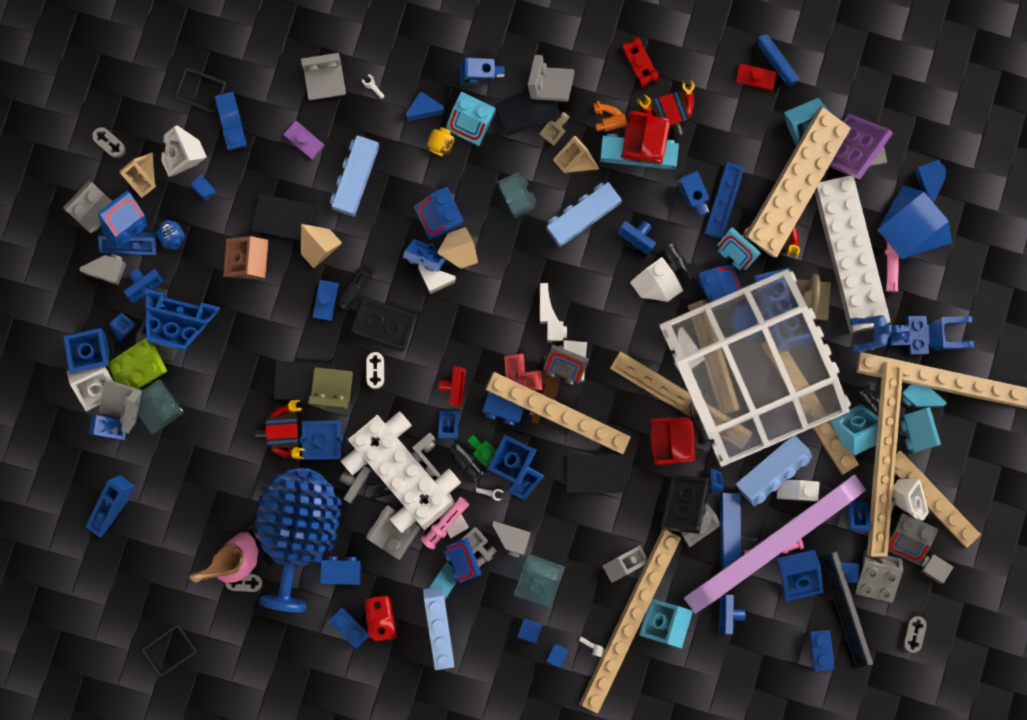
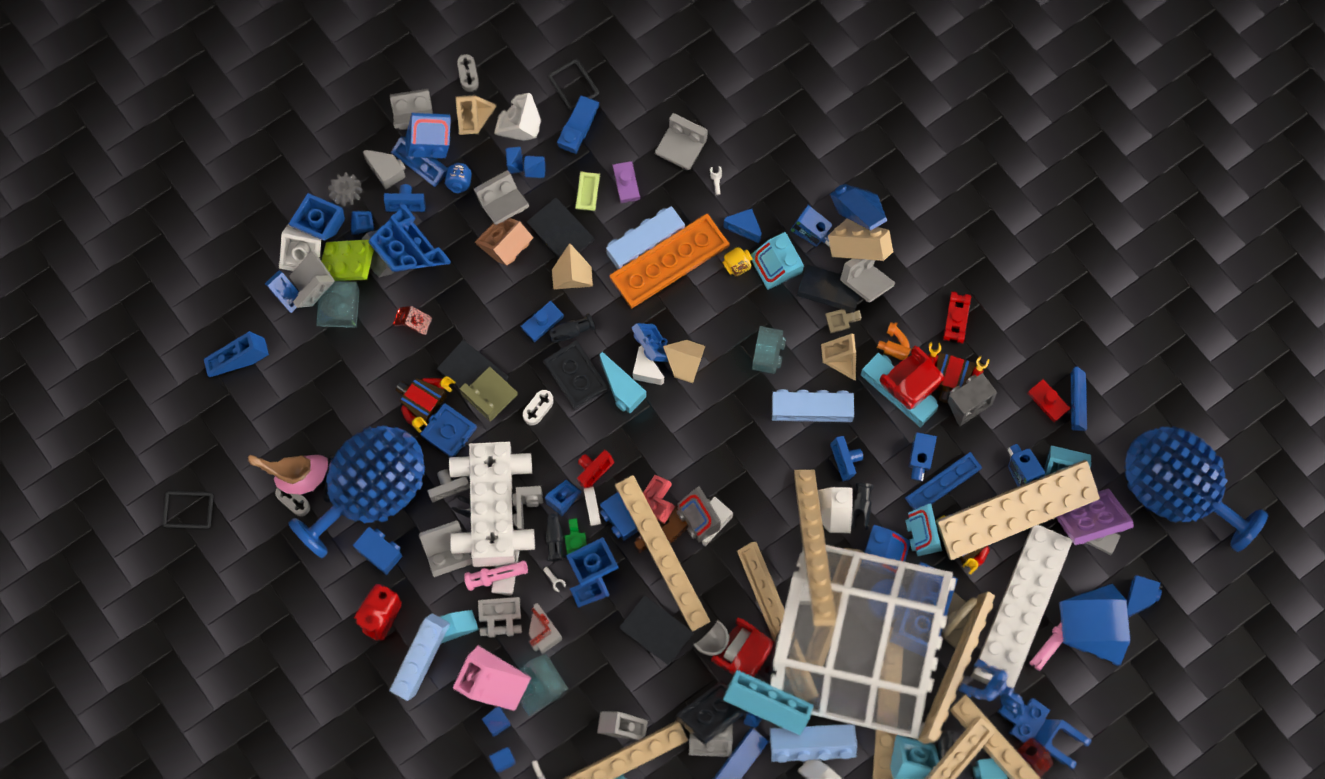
camera: 40 degrees right, 10 degrees down
(83, 305) = (345, 183): none -> clear gear
(218, 227) = (500, 198): none -> light grey bracket
(223, 181) = (534, 166): none -> blue slope
(225, 373) = (414, 319): none -> clear red bracket
(280, 170) = (587, 191): none -> yellowish green tile
(349, 628) = (346, 601): blue brick -> none
(387, 179) = (669, 260): none -> orange plate
(430, 307) = (625, 390): none -> medium azure slope
(438, 213) = (691, 318): blue slope -> none
(463, 560) = (485, 616): blue slope -> none
(476, 416) = (592, 506): none -> white beam
(504, 28) = (859, 206): none -> blue wedge
(504, 604) = (491, 680): none -> bright pink slope
(512, 532) = (544, 622): none -> clear red bracket
(526, 57) = (858, 242): none -> tan wedge
(555, 328) = (715, 484): white slope -> none
(645, 450) = (714, 641): none -> light grey helmet
(665, 440) = (736, 645): none -> light grey beam
(673, 326) = (814, 548): none -> tan plate
(699, 120) = (971, 398): none -> flat silver slope
(722, 466) = (768, 702): none -> medium azure brick
(777, 144) = (1024, 465): none -> blue torso
(839, 338) = (954, 673): none -> tan plate
(903, 69) = (1184, 481): none -> blue plant
(947, 360) = (1041, 760): none -> clear red bracket

